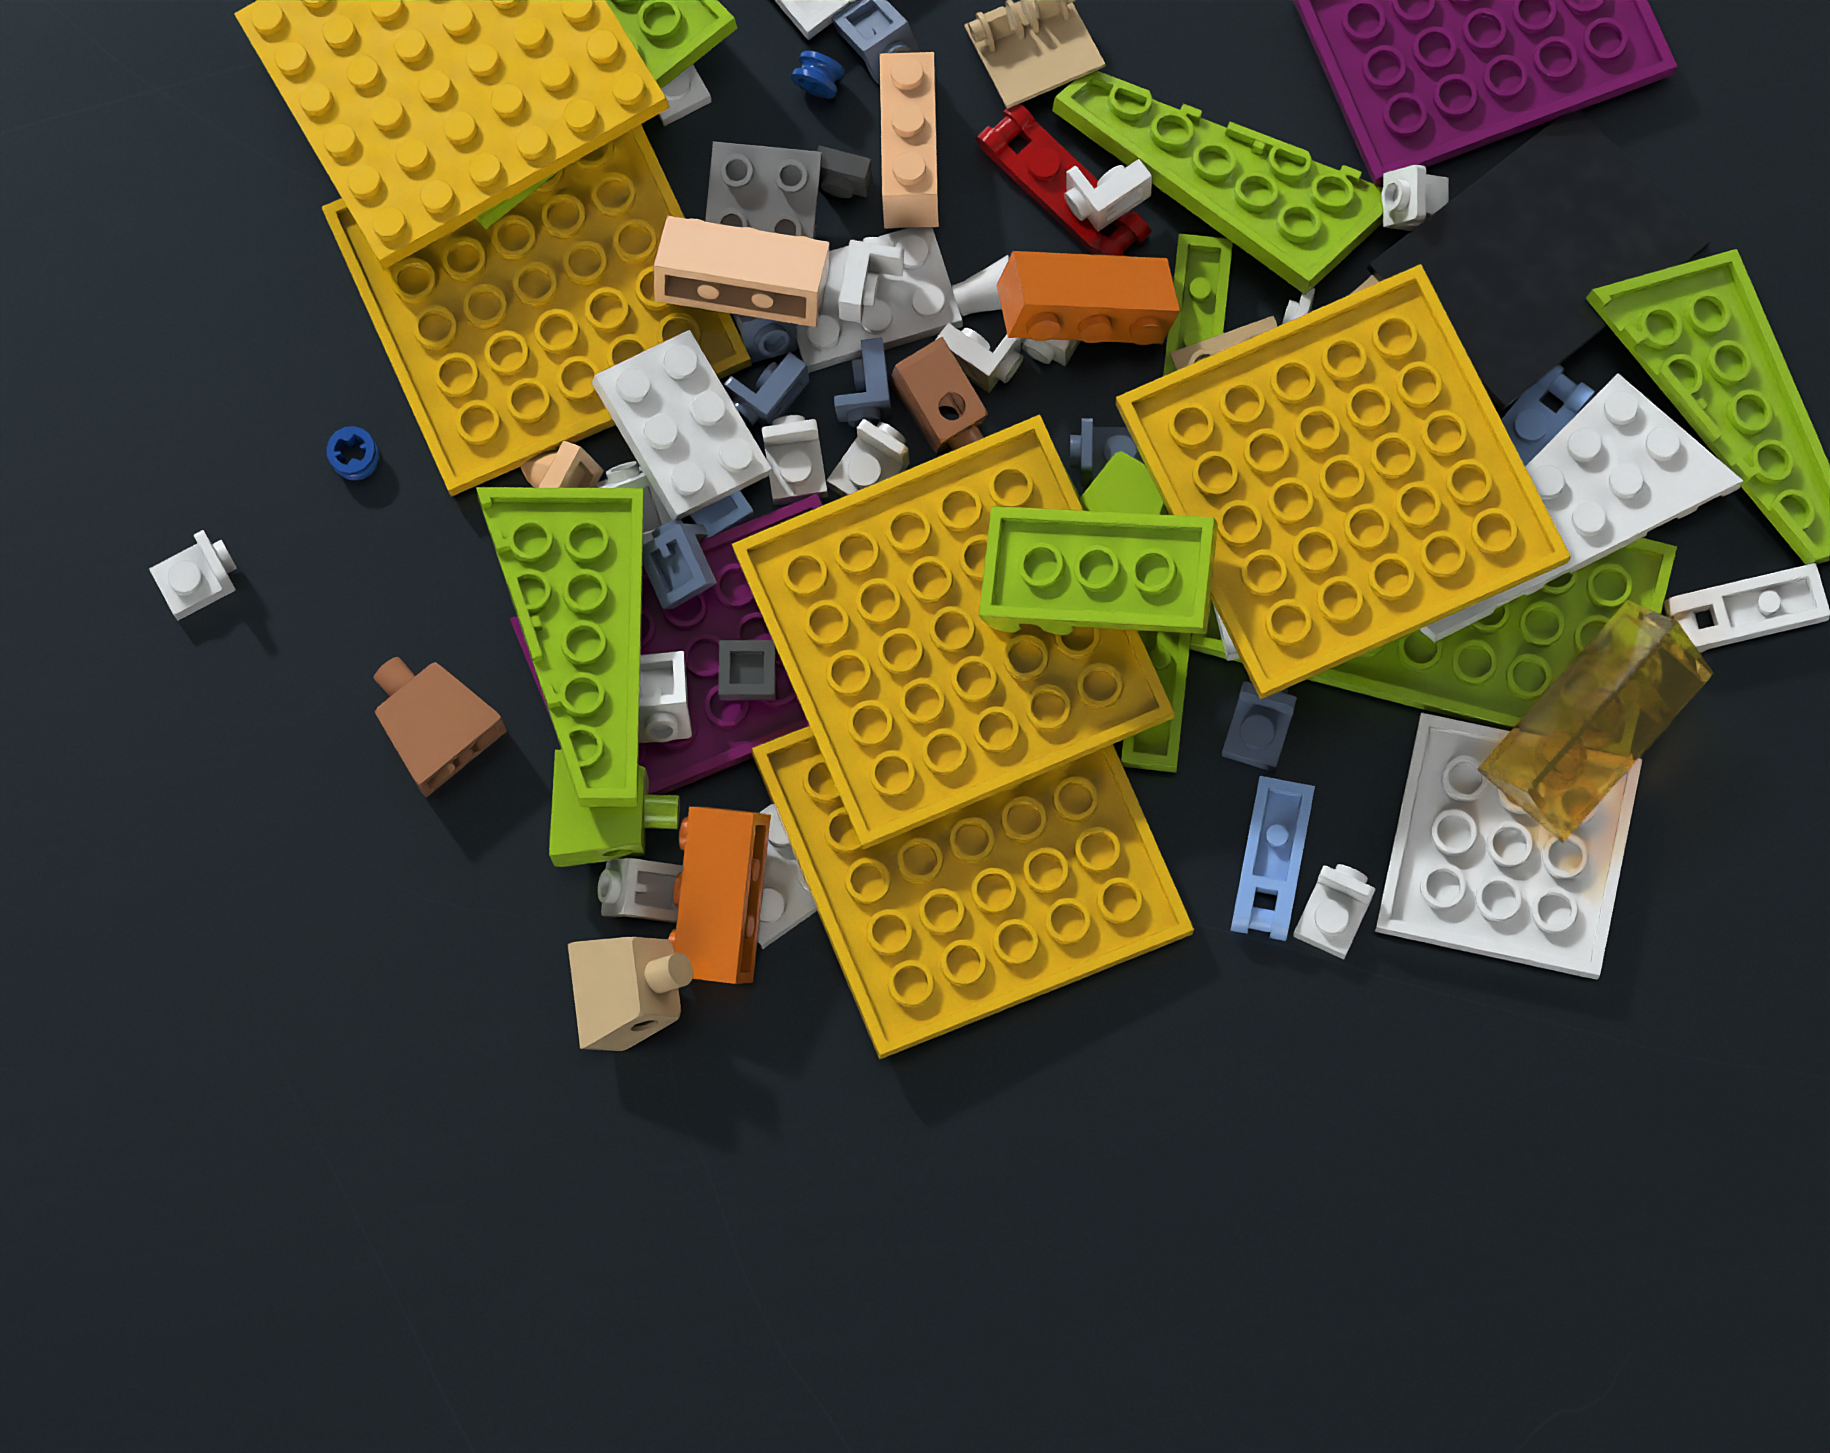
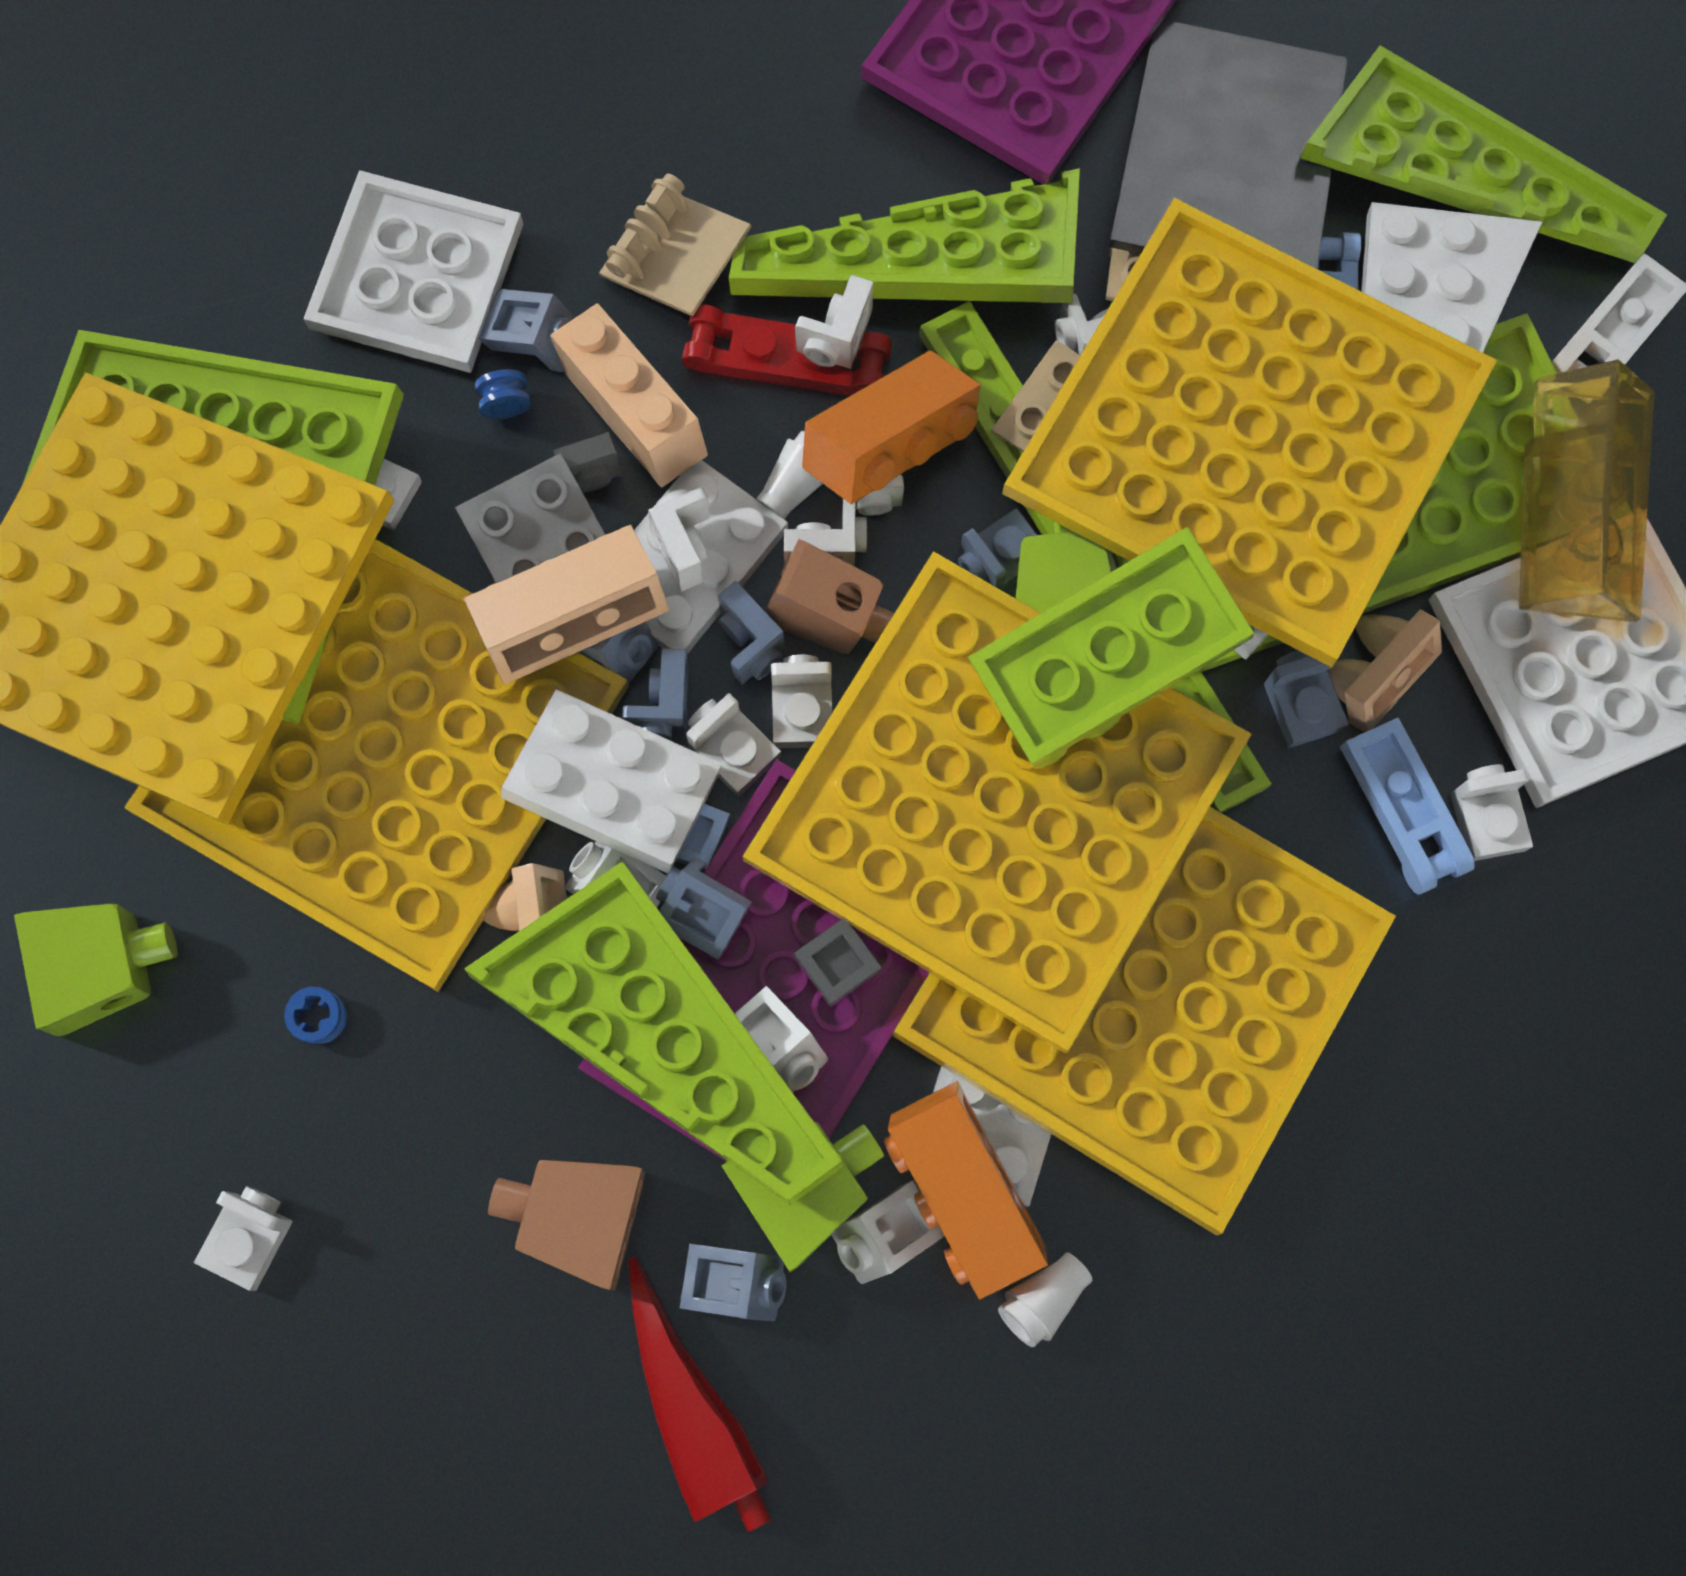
camera: 45 degrees left, 0 degrees up
(220, 304) = (87, 963): none -> lime torso
(413, 937) = (698, 1430): none -> red piece
(510, 847) = (733, 1283): none -> sand blue bracket
(625, 989) = (944, 1340): tan torso -> none
(722, 1016) = (1043, 1301): none -> white cone
(1356, 745) = (1402, 655): none -> light nougat tile
(1412, 196) = (1093, 169): white bracket -> none

